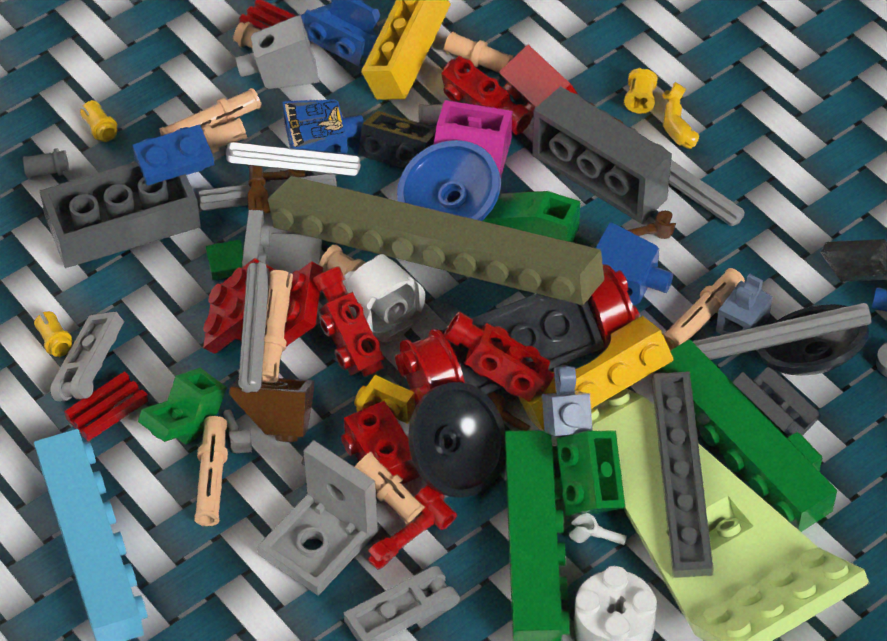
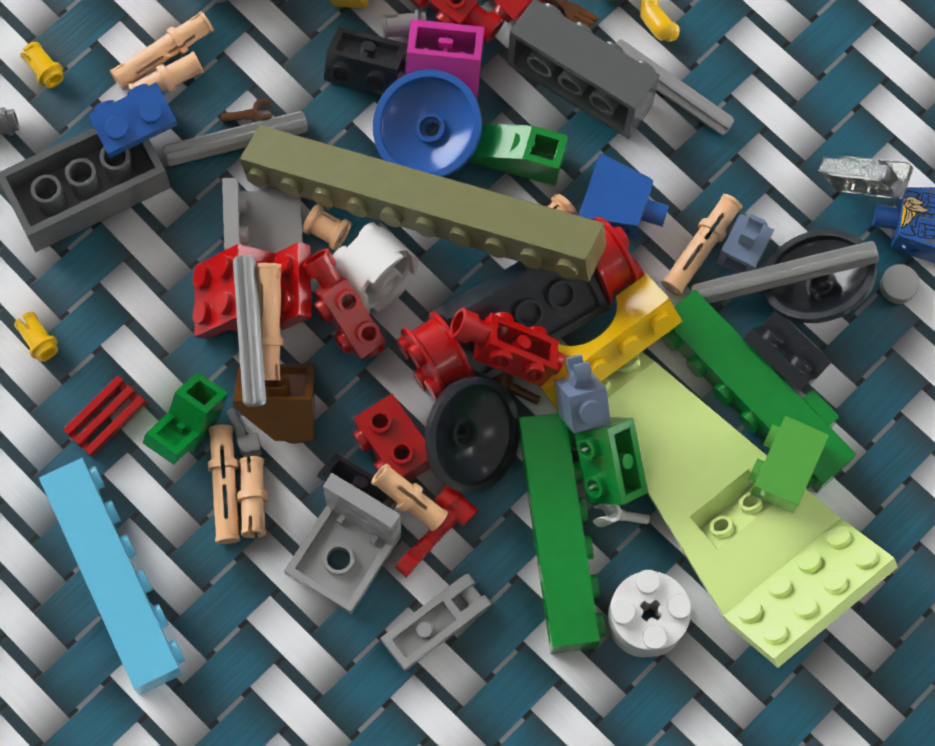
camera: 10 degrees left, 20 degrees up
(86, 357) = (75, 363): light grey plate -> none
(224, 258) = (203, 226): green tile -> none
(236, 484) = (252, 497): none -> light nougat pin
(257, 194) = (227, 149): reddish brown piece -> none
(292, 158) = (257, 102): axle -> none
(319, 125) = (279, 59): blue torso -> none
(398, 398) = (390, 381): yellow bracket -> none
(660, 228) = (645, 145): reddish brown hand -> none
(681, 475) = (701, 451): dark grey tile -> none
(766, 486) = (788, 464): none -> bright green brick

